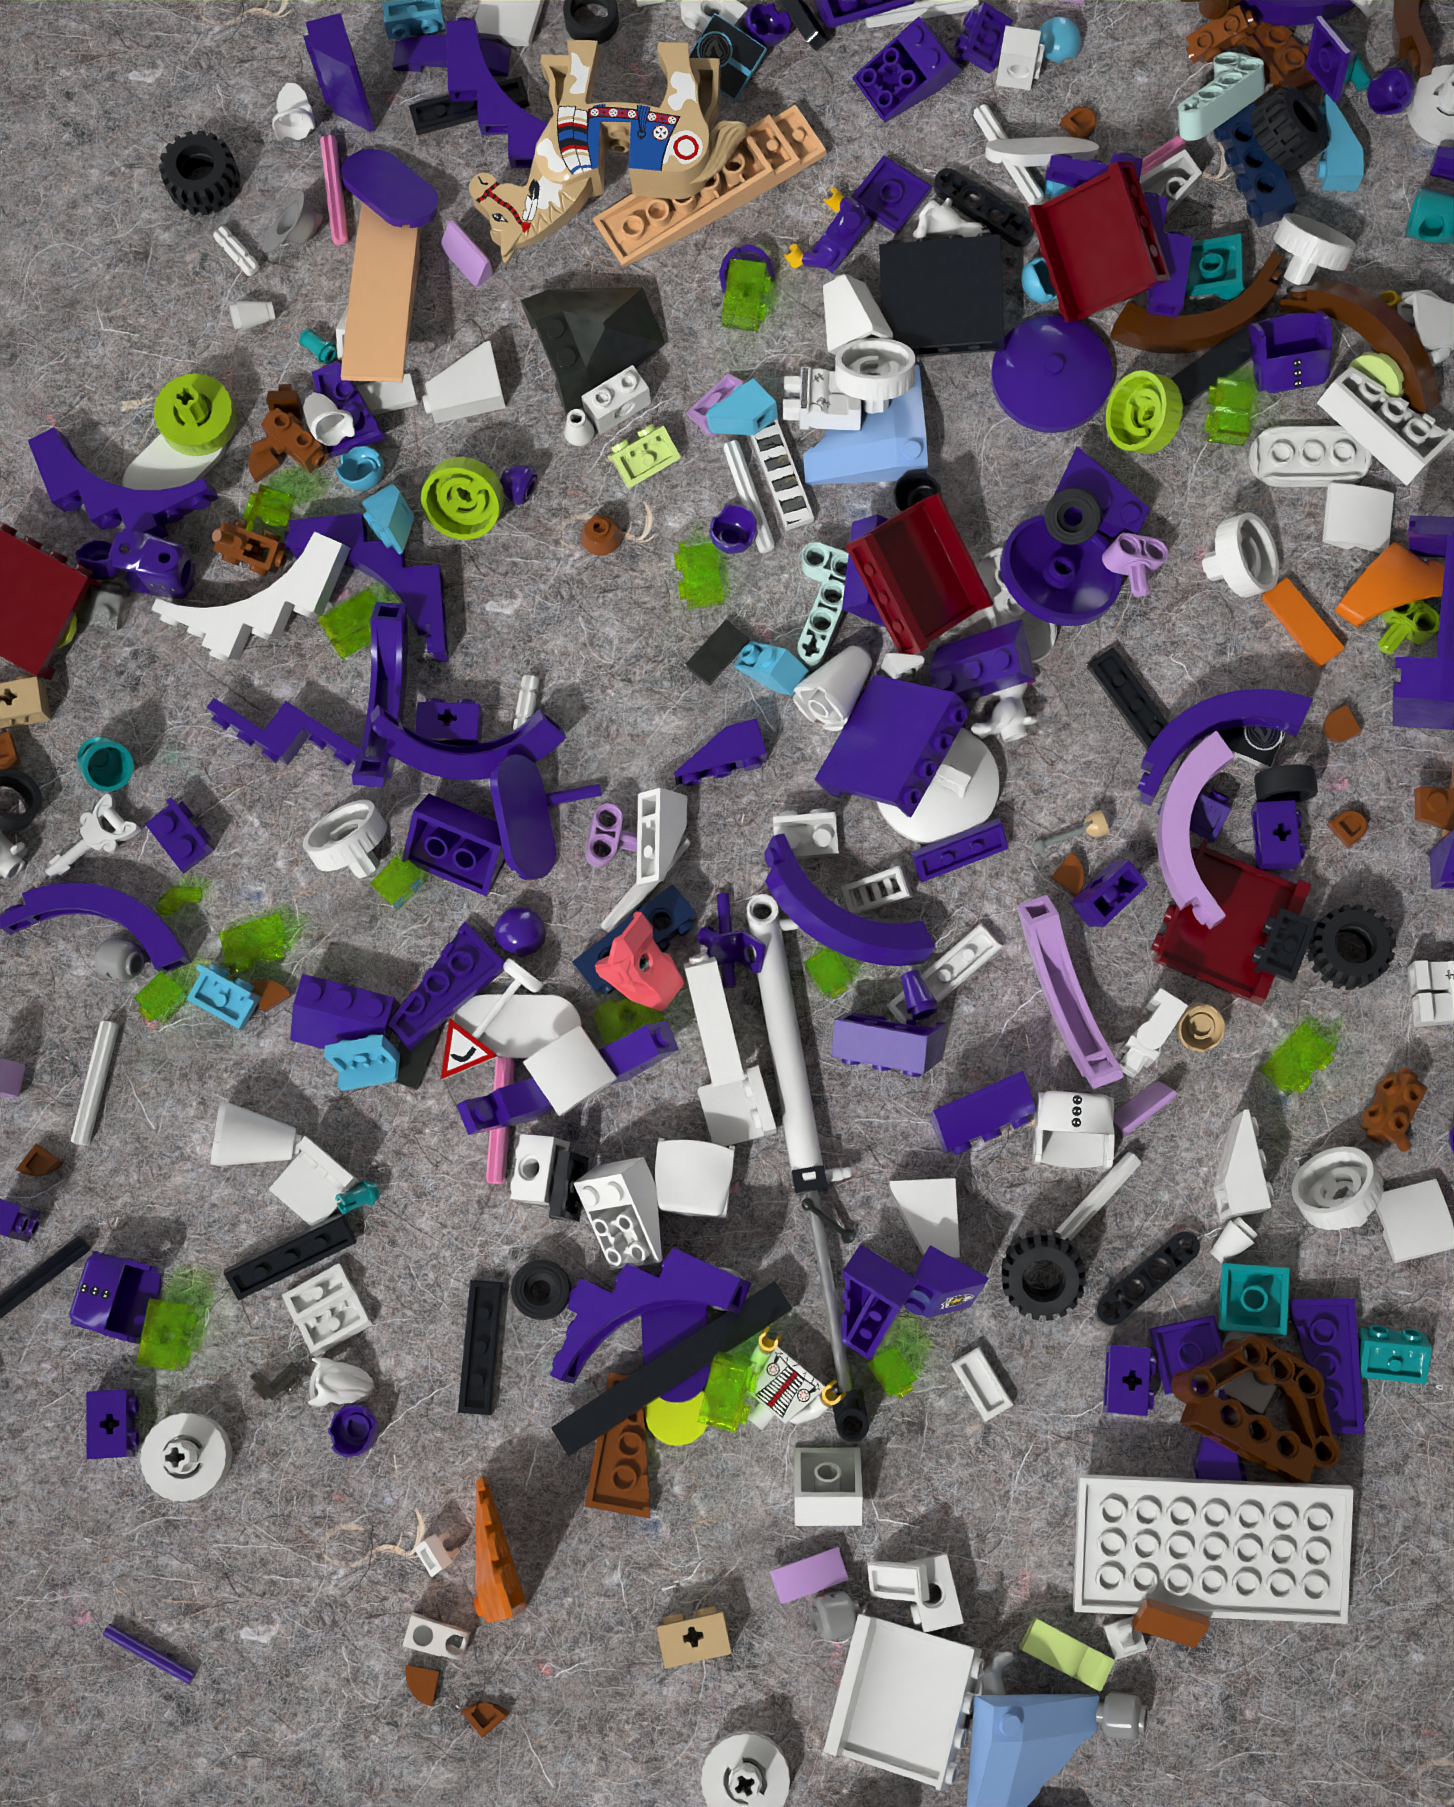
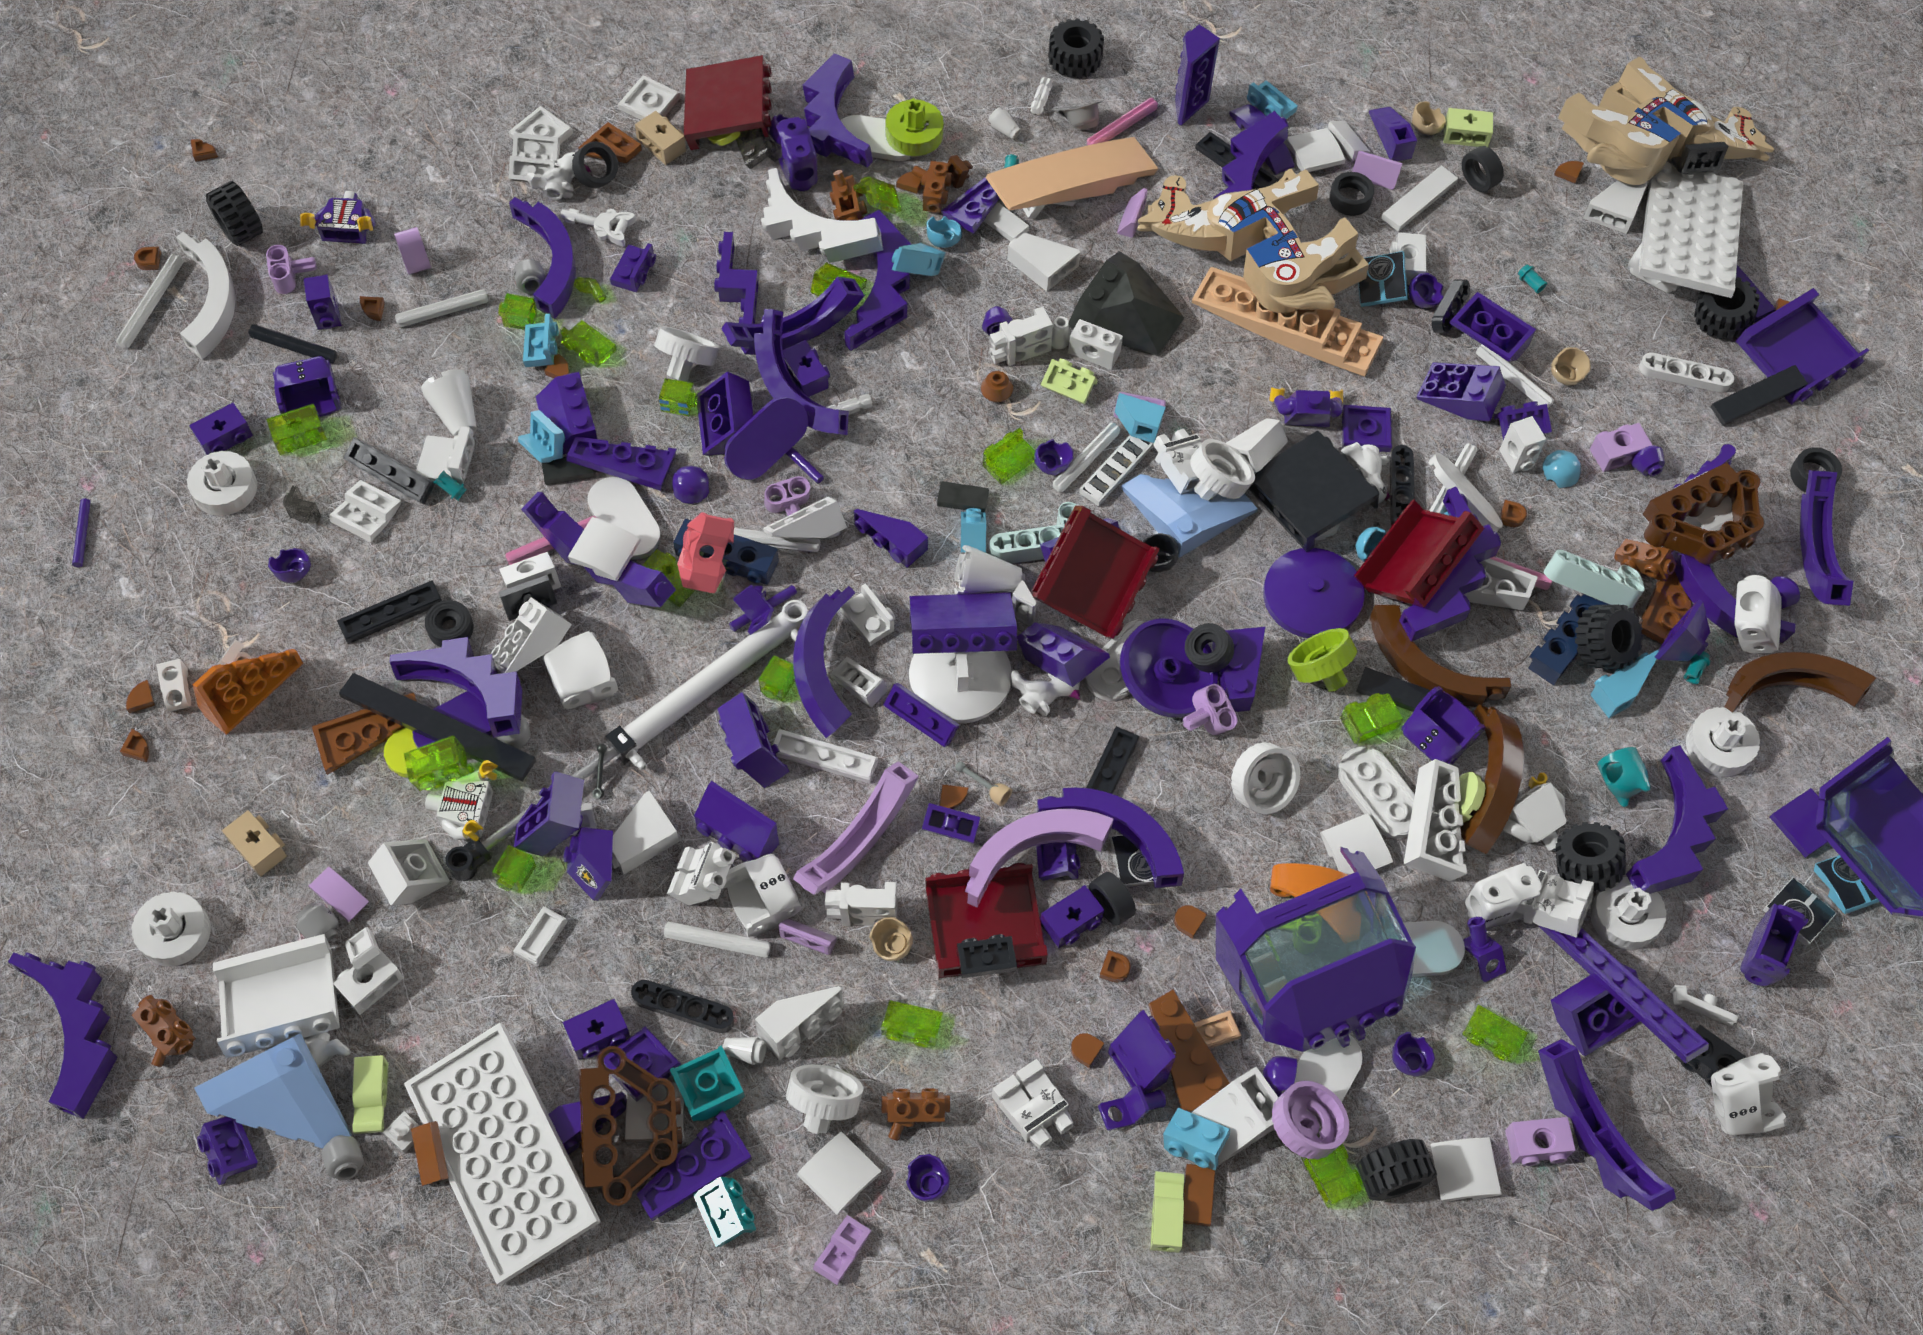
camera: 50 degrees right, 15 degrees down
(104, 763) = (651, 199): teal piece -> none
(294, 113) = (1155, 77): white piece -> none
(326, 420) = (959, 192): white piece -> none
(338, 1383) = (317, 540): white piece -> none
(390, 188) = (1143, 148): dark purple tile -> none
(464, 1049) = (588, 492): white piece -> none
(469, 485) = (971, 293): lime piece -> none
(564, 469) = (1022, 338): none -> white hips
(713, 1020) = (694, 619): white slope -> none
(737, 1110) = (647, 675): white bracket -> none
(741, 254) = (1252, 364): dark purple helmet -> none
(743, 311) = (1225, 378): clear neon green brick -> none
(918, 997) = (794, 741): dark purple cone -> none
(1031, 1169) = (701, 874): none -> white hips
(1050, 1300) = (622, 918): black tyre -> none
(1217, 267) = (1470, 649): teal slope -> none
(1303, 623) = (1248, 853): orange tile -> none
(1312, 246) = (1534, 699): white piece -> none
(1369, 929) = (1019, 1032): black tyre -> none
(1391, 91) = (1698, 695): dark purple hair -> none
(1418, 907) = (1086, 1048): none -> dark orange tile

